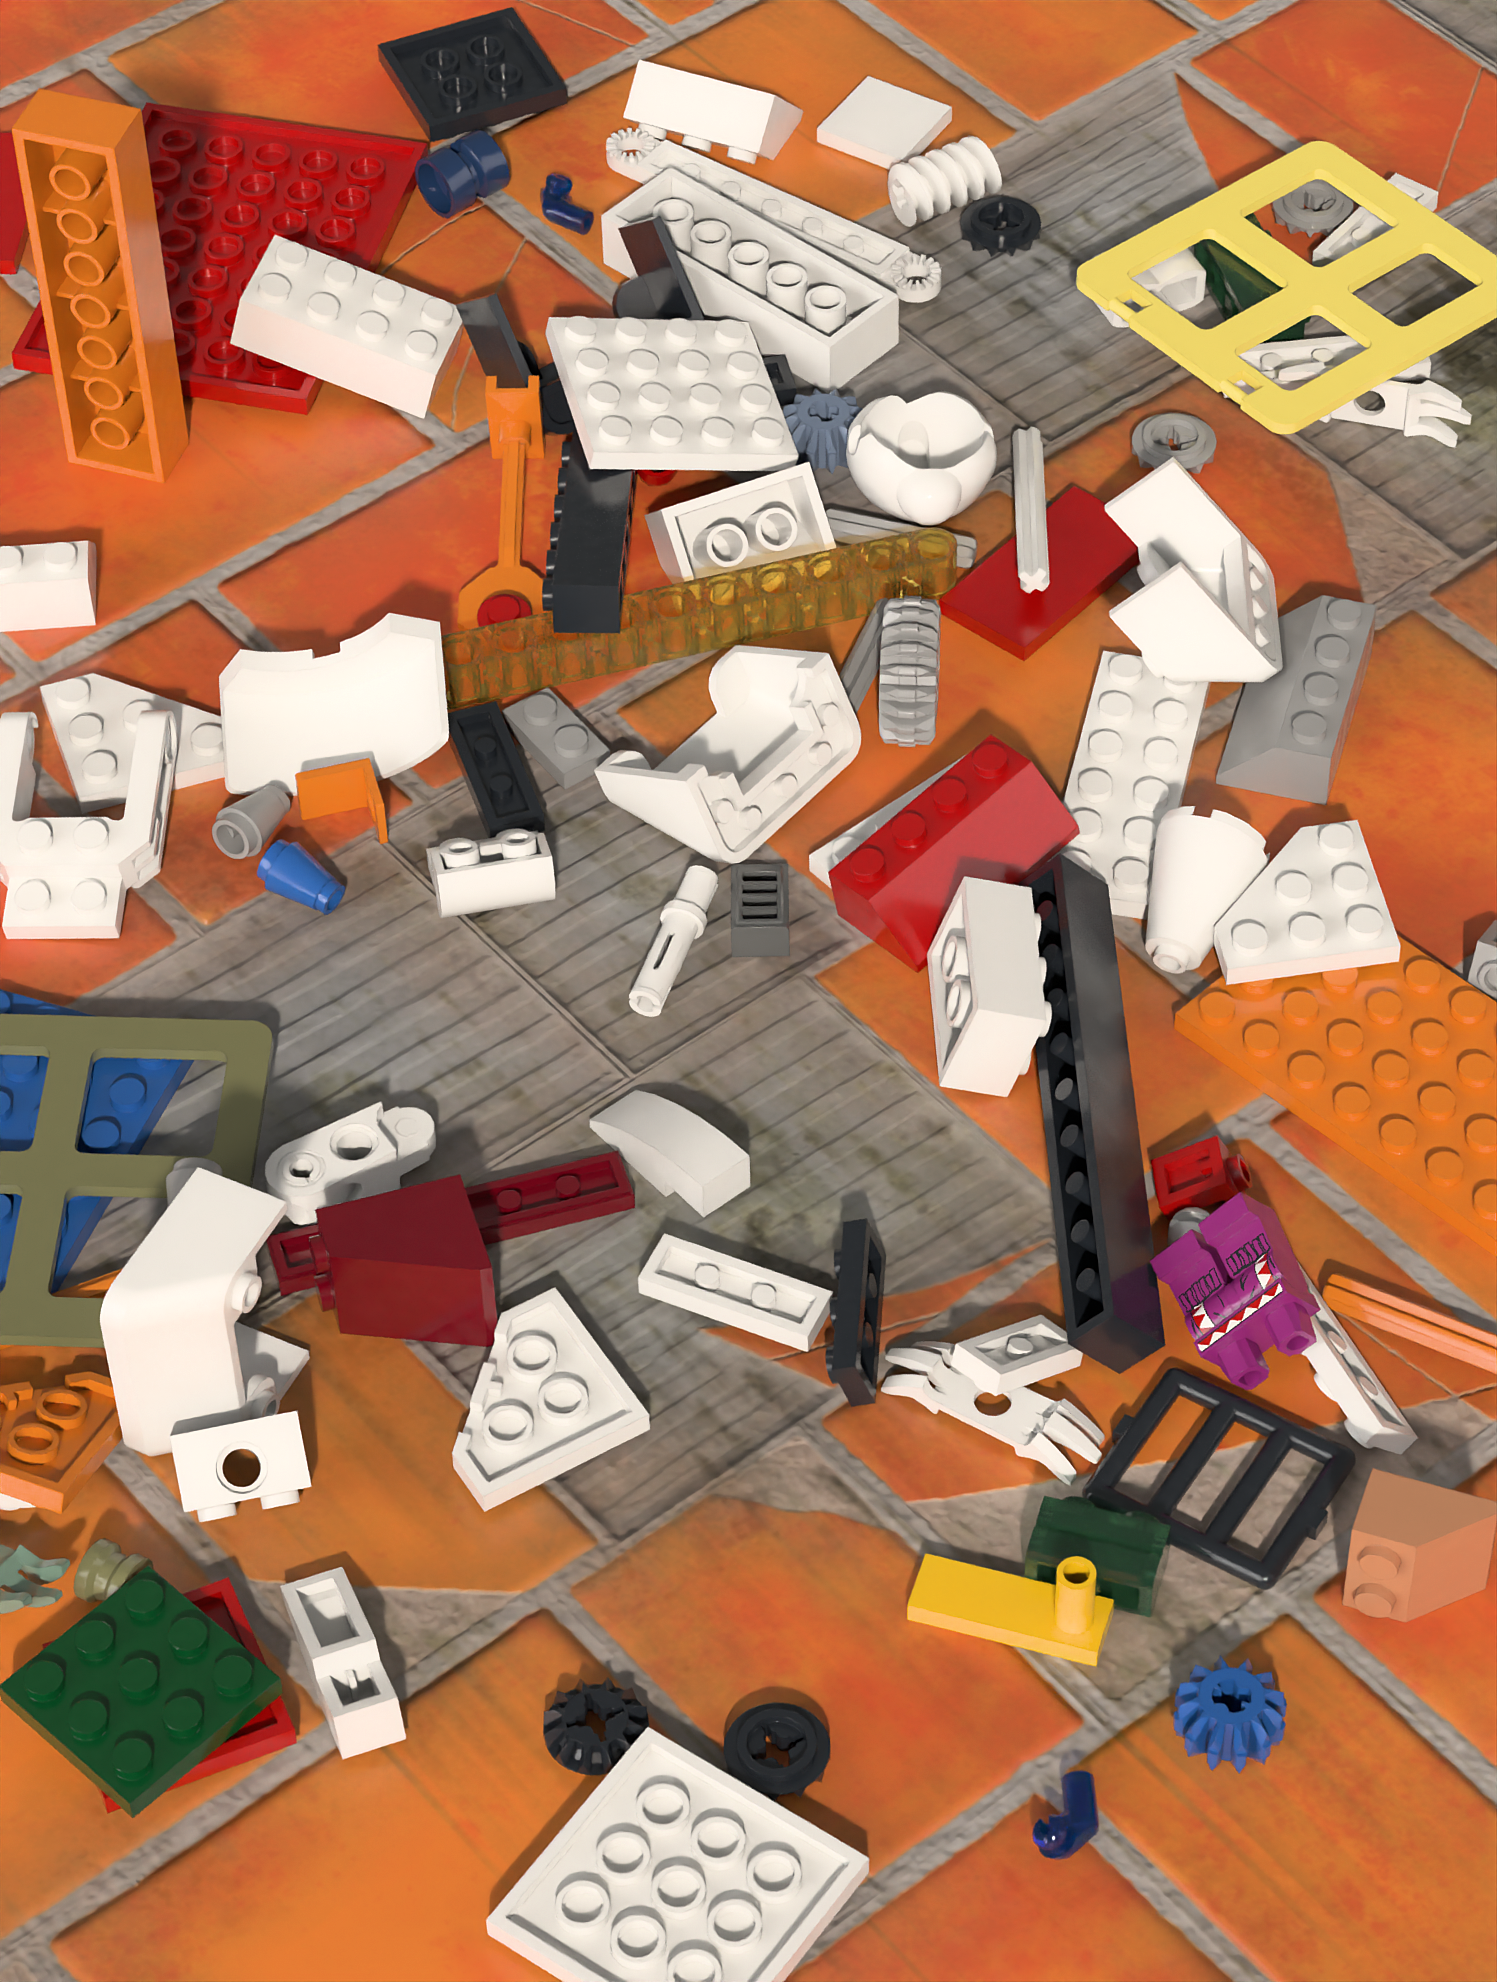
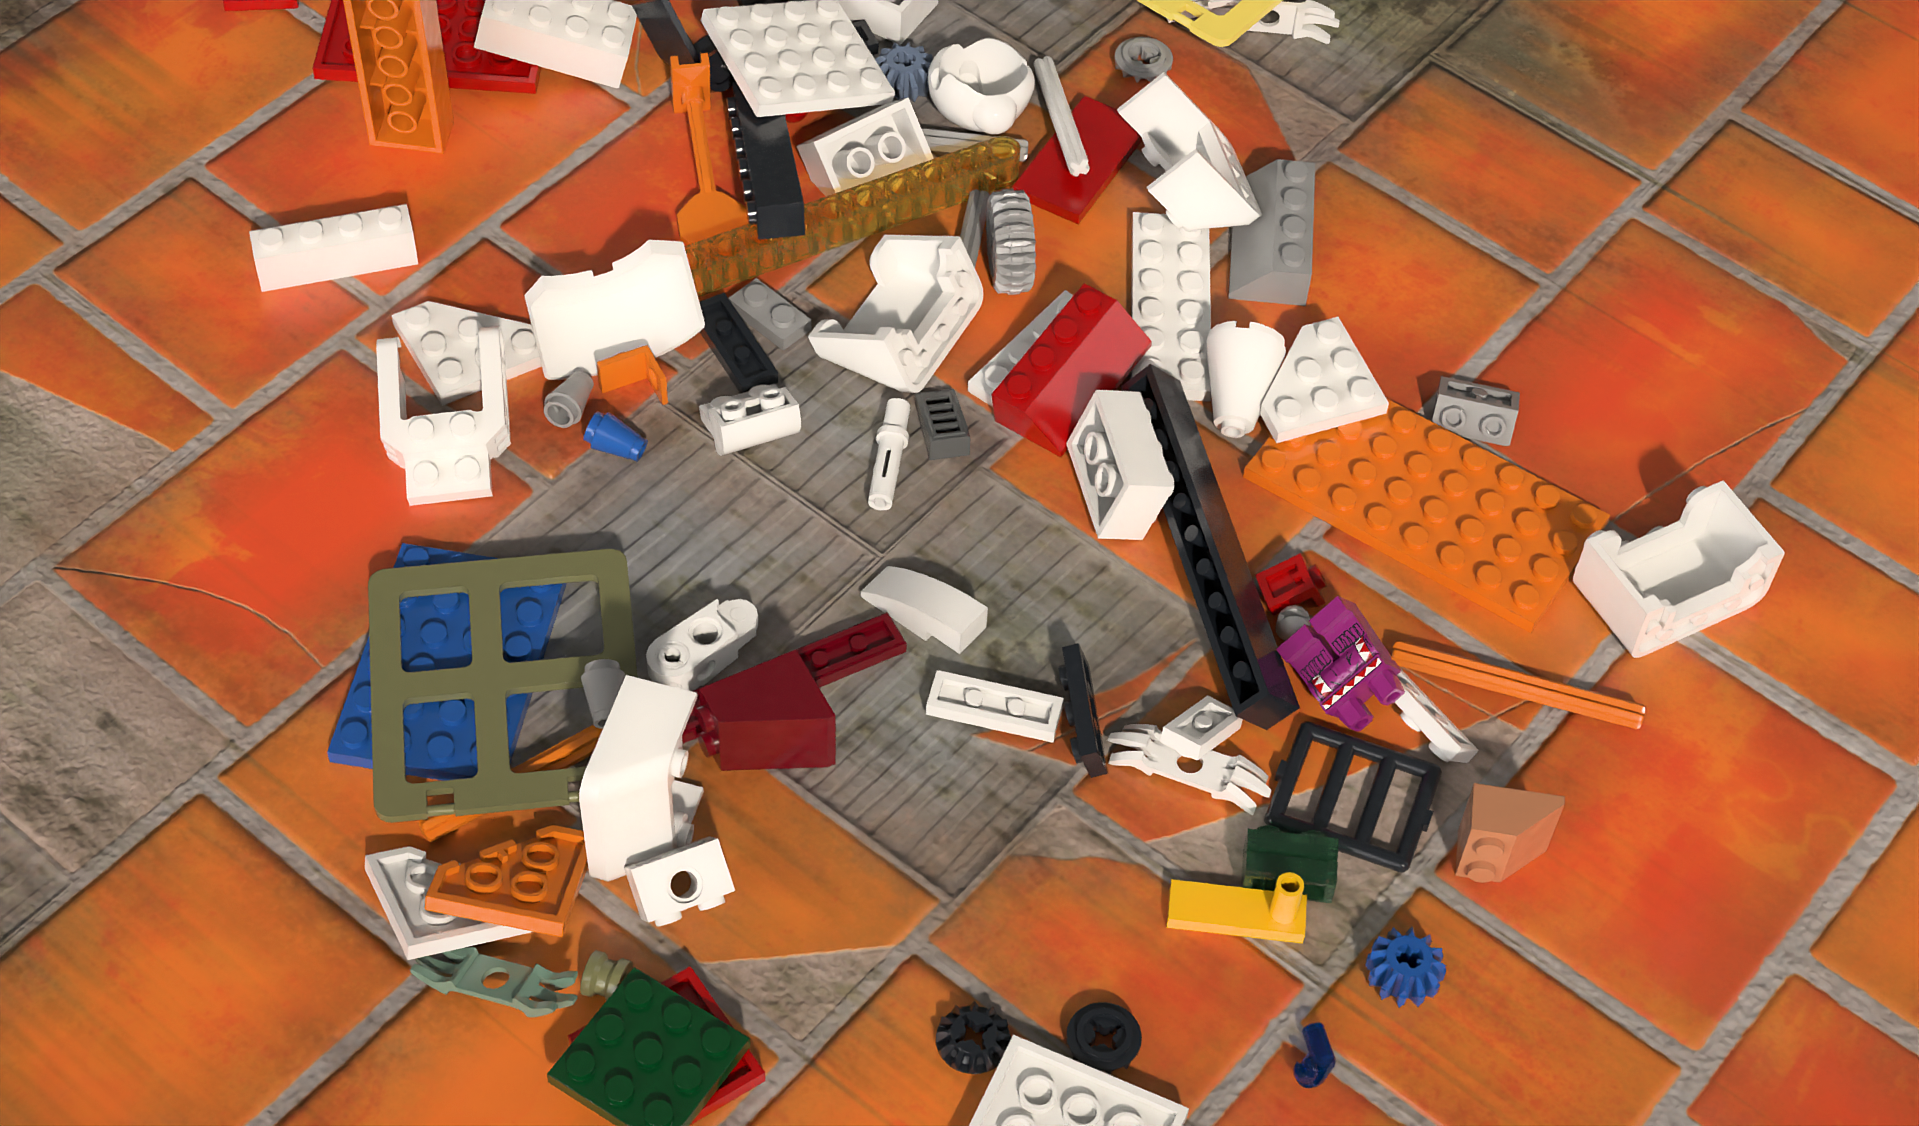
camera: 15 degrees left, 5 degrees up
(343, 1663) = (786, 1016): white slope -> none
(502, 609) = (712, 225): red plate -> none
(541, 1403) = (879, 805): white plate -> none

